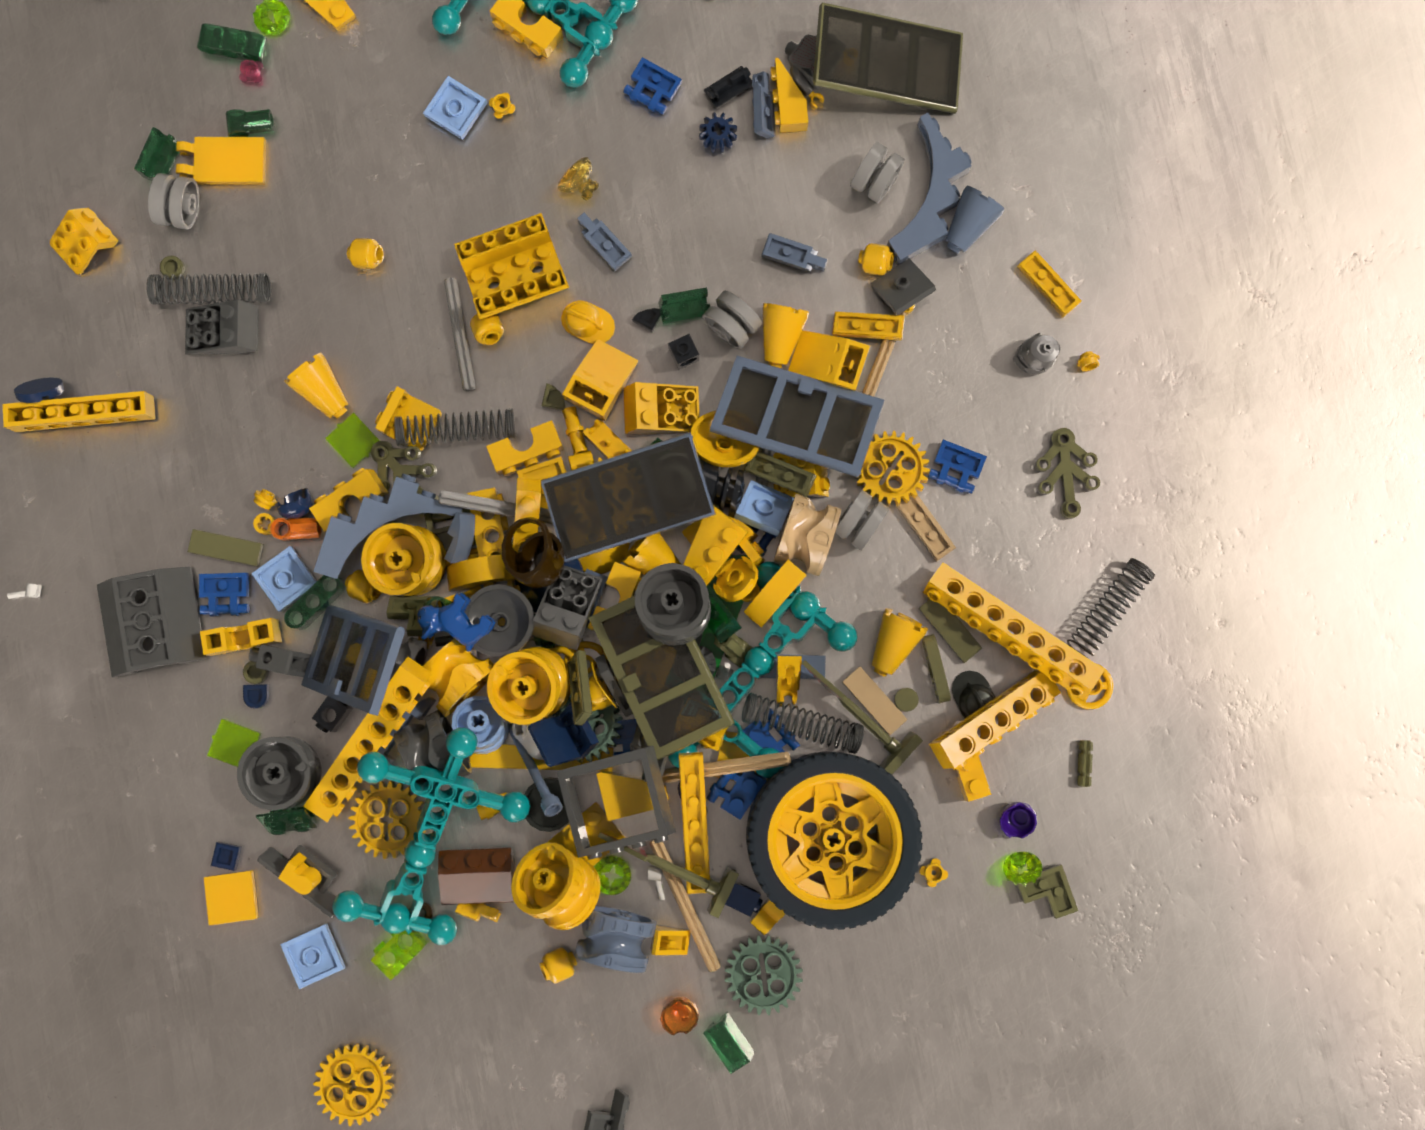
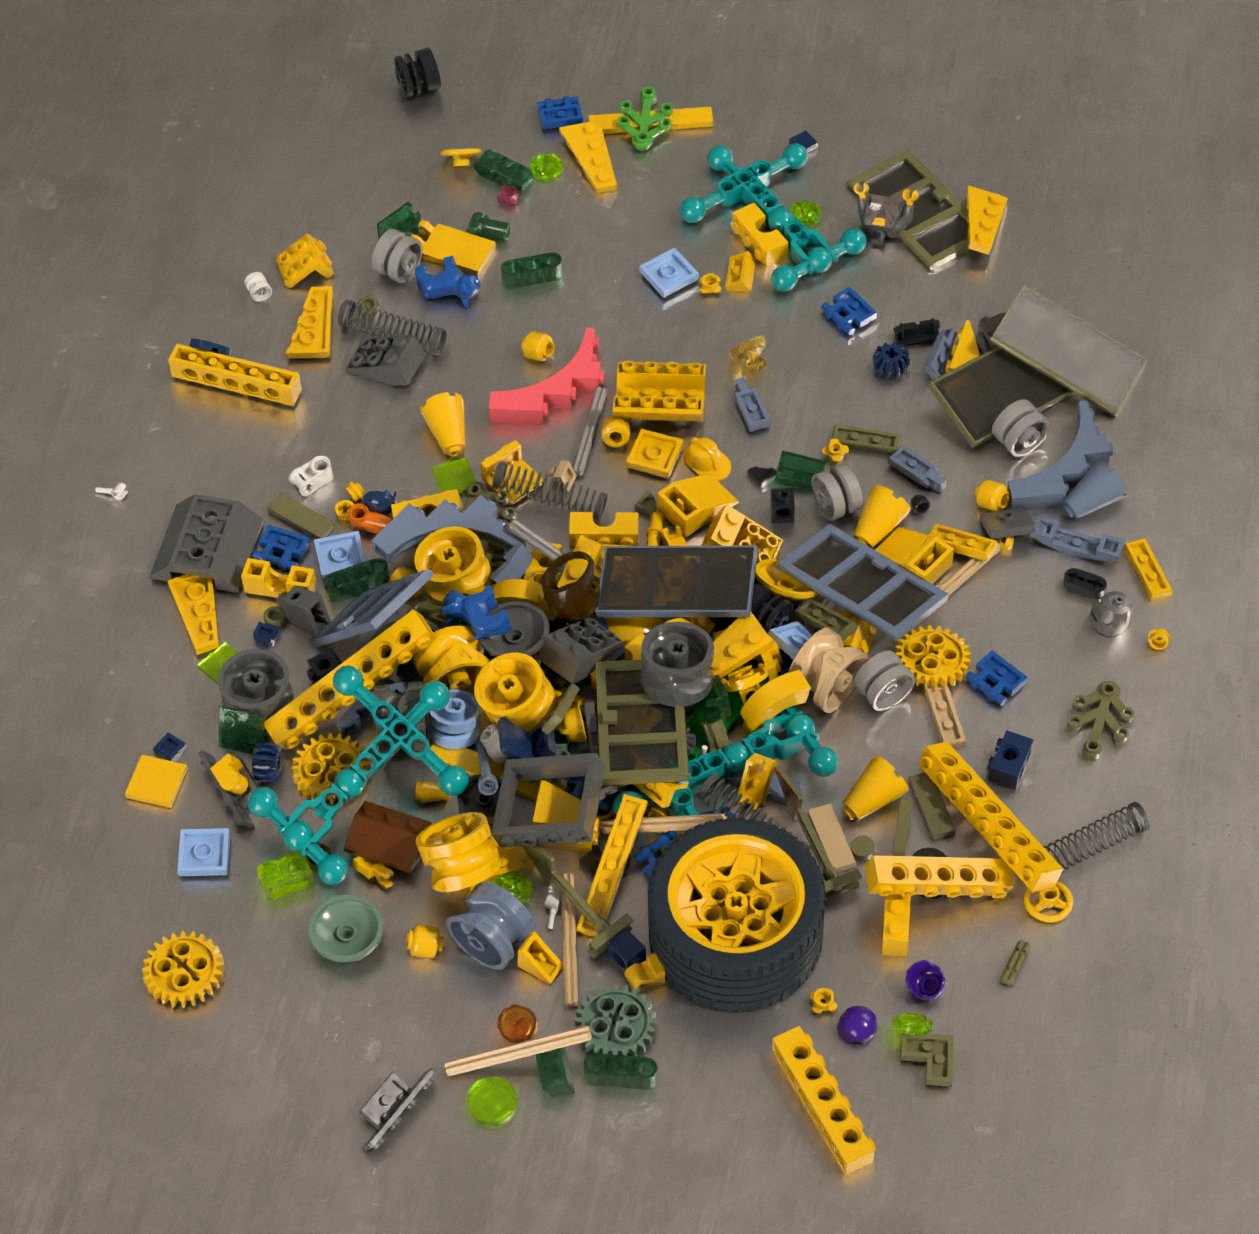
camera: 25 degrees right, 30 degrees down
(46, 287) = (258, 287): none -> white wheel
(131, 320) = (313, 331): none -> yellow wing
(177, 39) = (461, 156): none -> yellow piece
(178, 698) = (197, 609): none -> yellow wing
(213, 500) = (312, 475): none -> white piece
(239, 209) = (447, 282): none -> blue animal
(320, 149) = (531, 270): none -> clear green beam
(326, 843) = (267, 762): none -> dark blue gear
(409, 300) = (532, 403): none -> coral arch
(458, 400) = (565, 472): none -> tan tile
(472, 1001) = (343, 917): none -> sand green dish
(525, 77) = (740, 272): none -> yellow slope
(535, 336) = (654, 453): none -> yellow plate
(676, 814) = (591, 861): none -> black tile
(688, 1094) = (492, 1101): none -> clear neon green tile
(693, 1047) = (518, 1050): none -> tan axle
(706, 269) = (835, 456): none -> yellow plate
(729, 237) = (867, 439): none -> olive tile
(779, 1030) = (611, 1063): none -> clear green beam
(810, 294) = (920, 504): none -> black hinge
(833, 139) = (988, 385): none -> clear smoke door
(973, 884) = (857, 1024): none -> dark purple hair
(976, 280) = (1076, 543): none -> sand blue slope
(998, 318) = (1084, 583): none -> black beam
(1010, 540) = (1010, 771): none -> dark blue brick
(1019, 1018) = (849, 1155): none -> yellow brick

